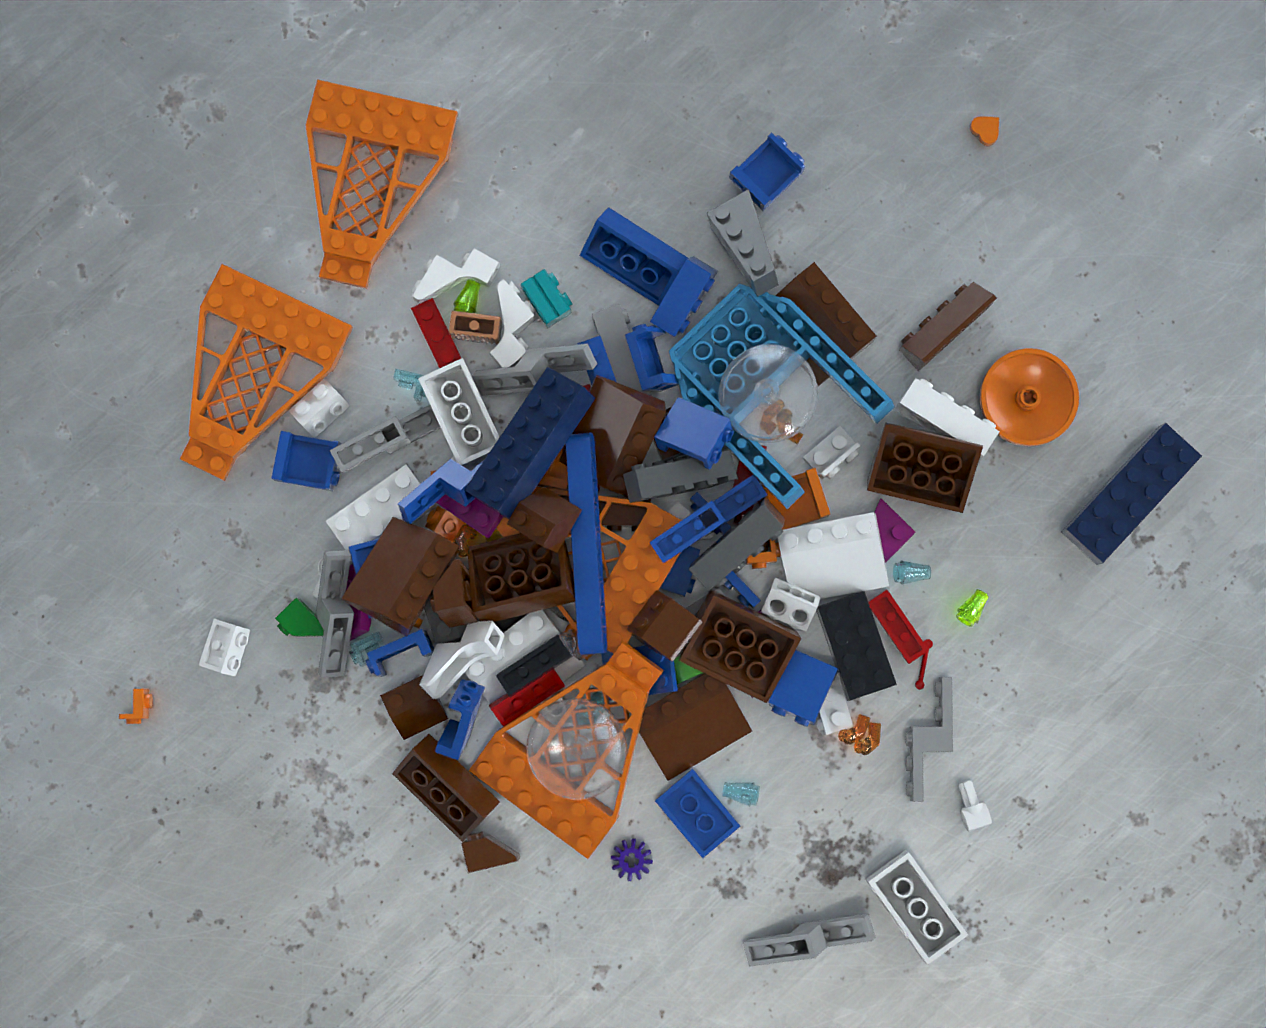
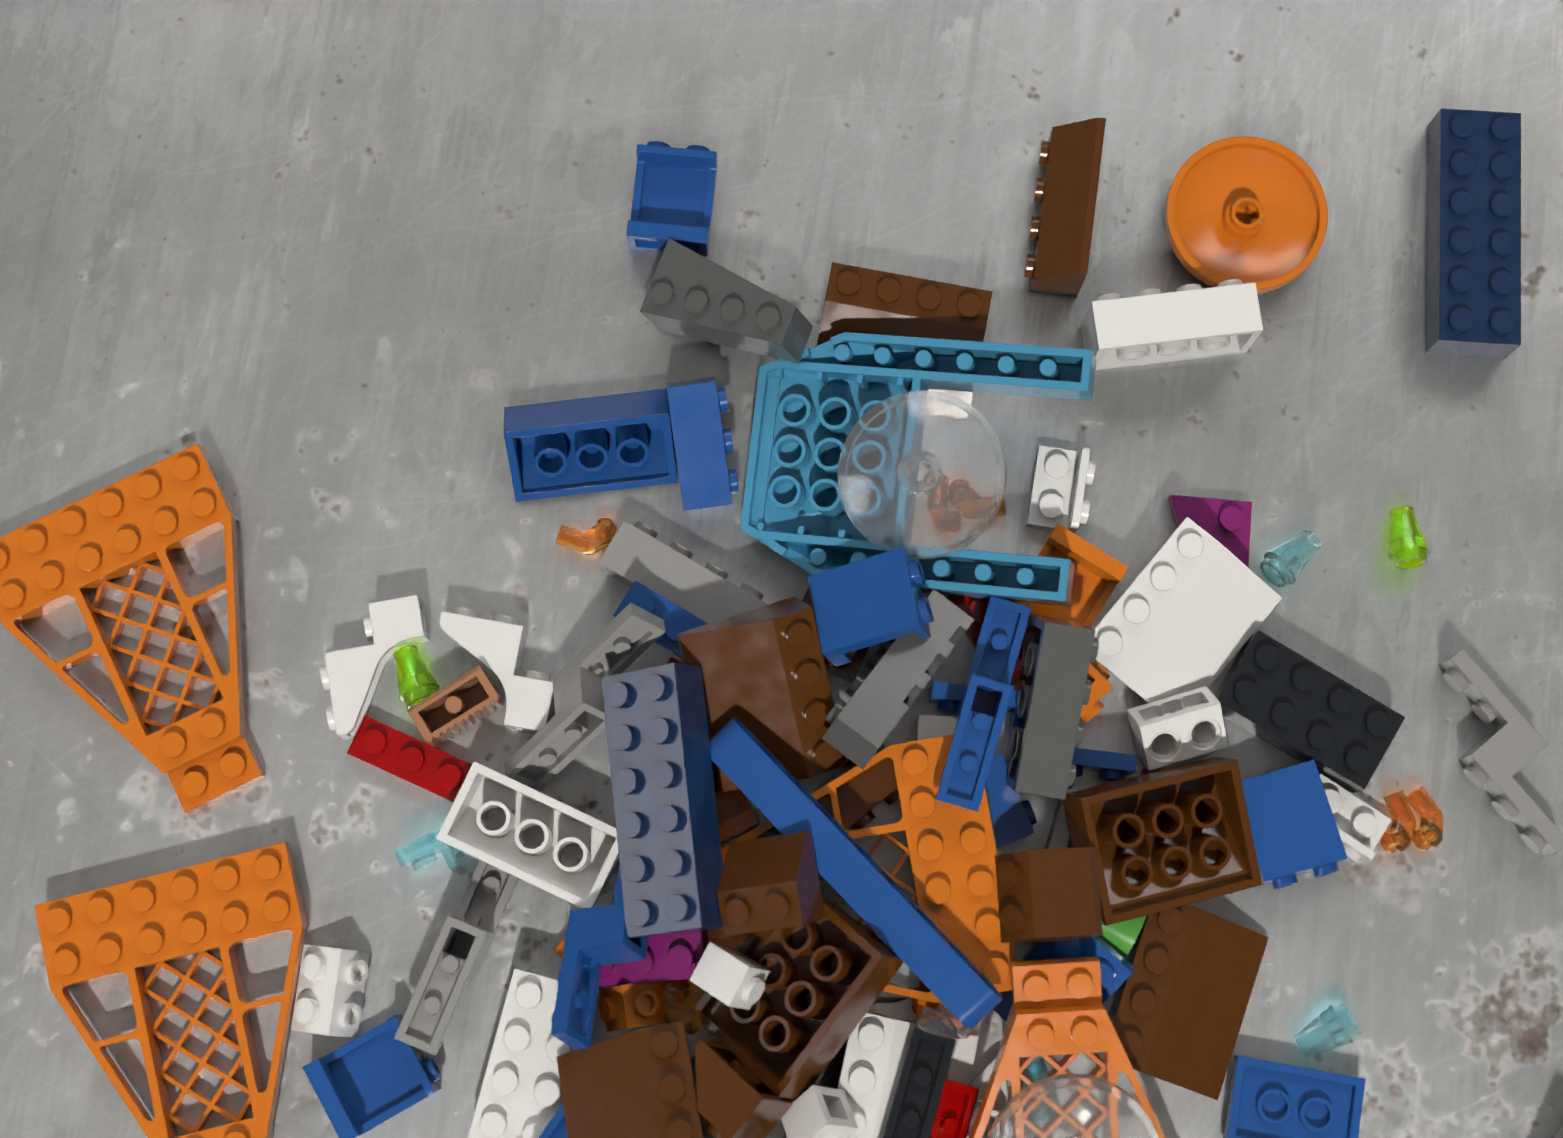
camera: 45 degrees left, 5 degrees down
(495, 544) = (730, 976): none -> white brick
(546, 298) = (520, 591): teal brick -> none
(598, 301) = (591, 540): none -> clear orange arm
(647, 359) = (721, 562): blue panel -> none
(897, 626) = (1336, 642): red plate -> none
(920, 684) = (1389, 634): red hinge -> none
(923, 467) = (1197, 408): reddish brown slope -> none

